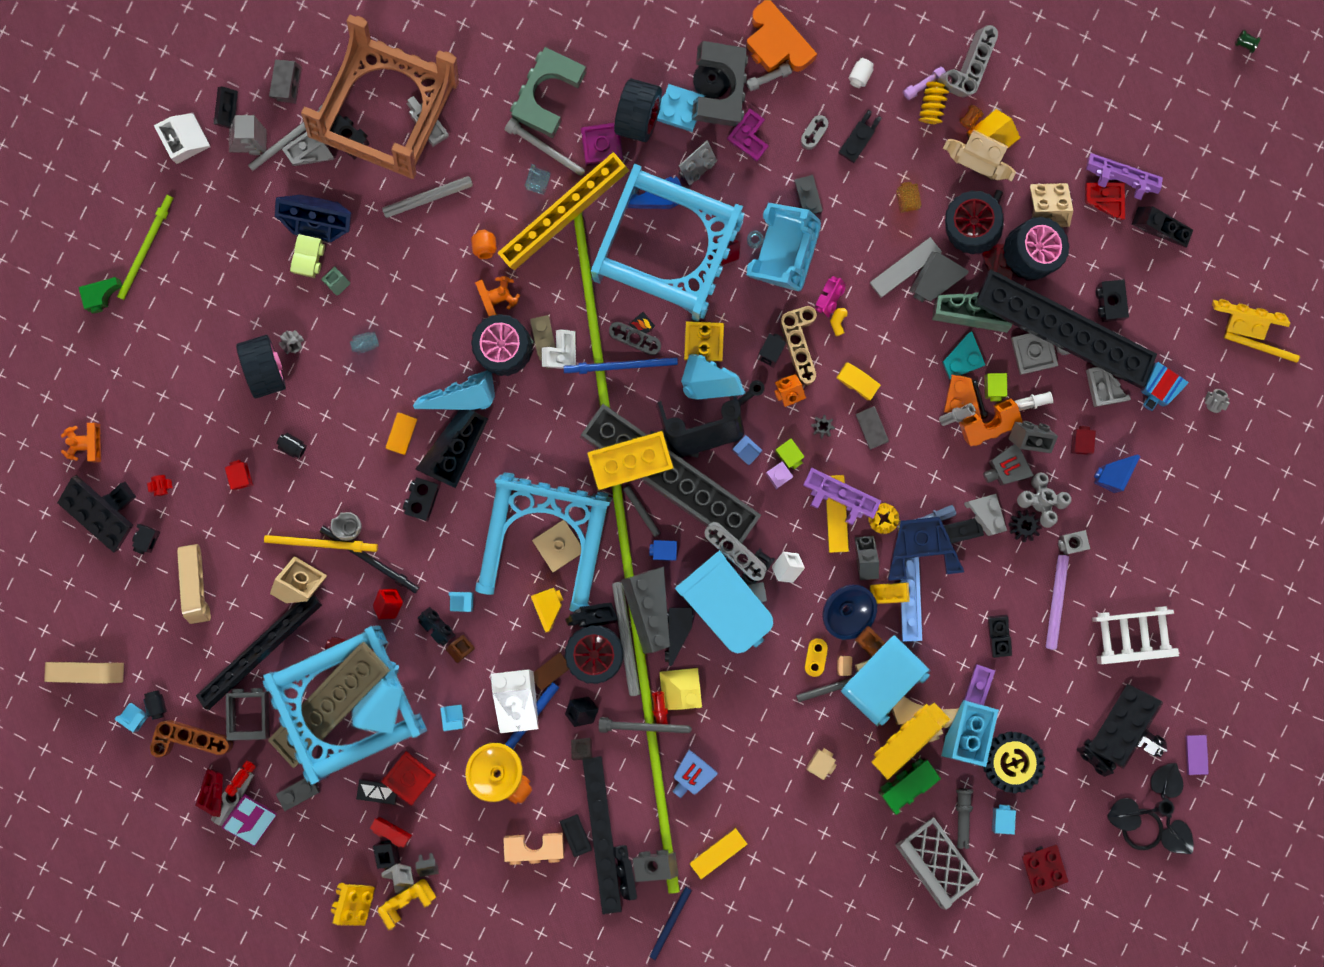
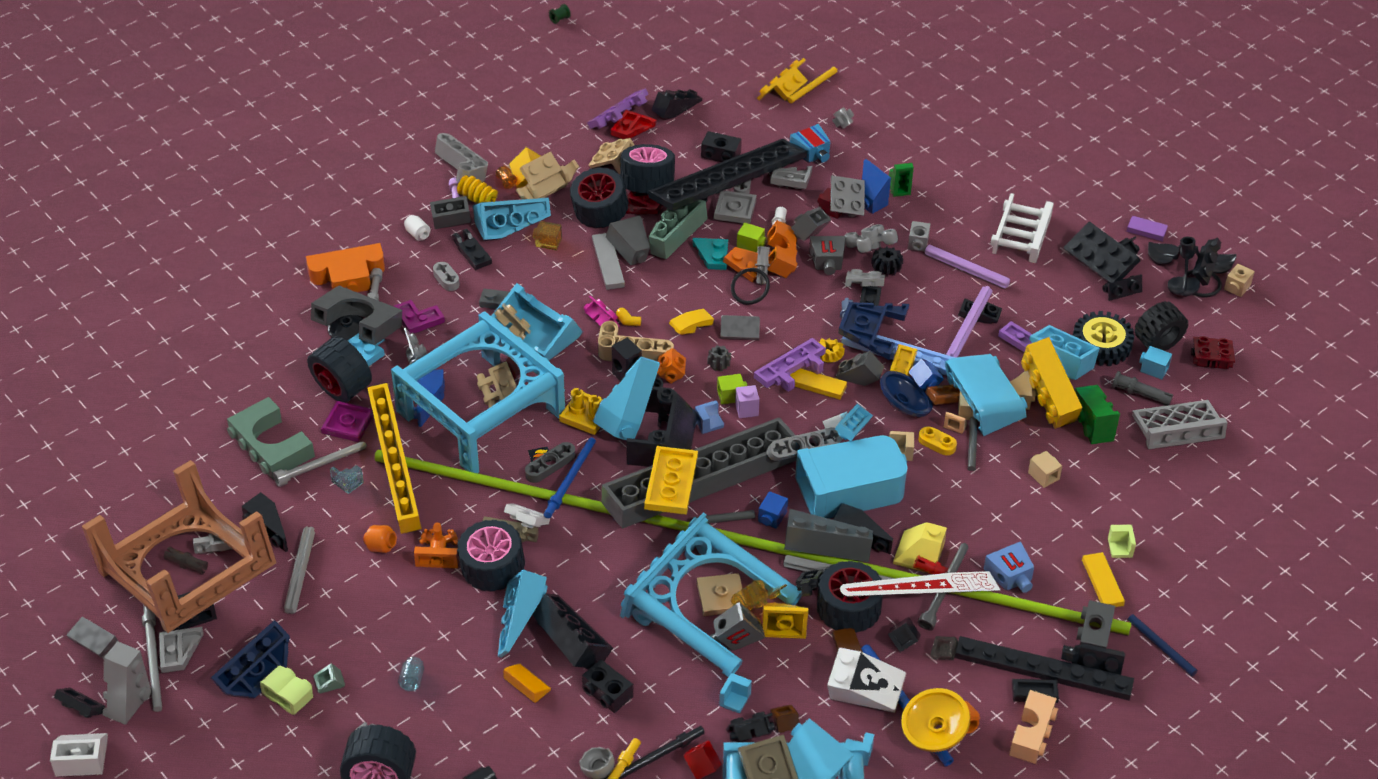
camera: 70 degrees left, 40 degrees down
(393, 102) = (186, 560): none -> clear smoke pin
(463, 140) = (270, 516): none -> black slope
(513, 573) = (737, 627): none -> dark grey torso
(553, 582) = (755, 595): none -> clear yellow hinge
(628, 712) = (924, 584): none -> sticker
(696, 255) = (503, 381): none -> tan plate
(766, 856) = (1121, 541): none -> yellowish green panel
(774, 234) = (508, 315): none -> tan hinge
(786, 582) = (853, 422): none -> medium azure plate
(790, 629) = (905, 442): none -> tan panel
(884, 620) = (926, 374): none -> brick
(891, 94) = (450, 212): none -> dark grey brick
(914, 144) = (503, 218): none -> medium azure wedge
(941, 425) = (745, 271): none -> black tyre
(974, 633) = (969, 322): none -> lavender axle
(1042, 814) = (1161, 326): none -> black tyre
(1090, 455) = (847, 196): none -> light grey hinge
(1147, 494) = (901, 179): none -> green arch
(1156, 865) = (1239, 280): none -> tan brick
(1164, 829) = (1206, 261): none -> black hinge

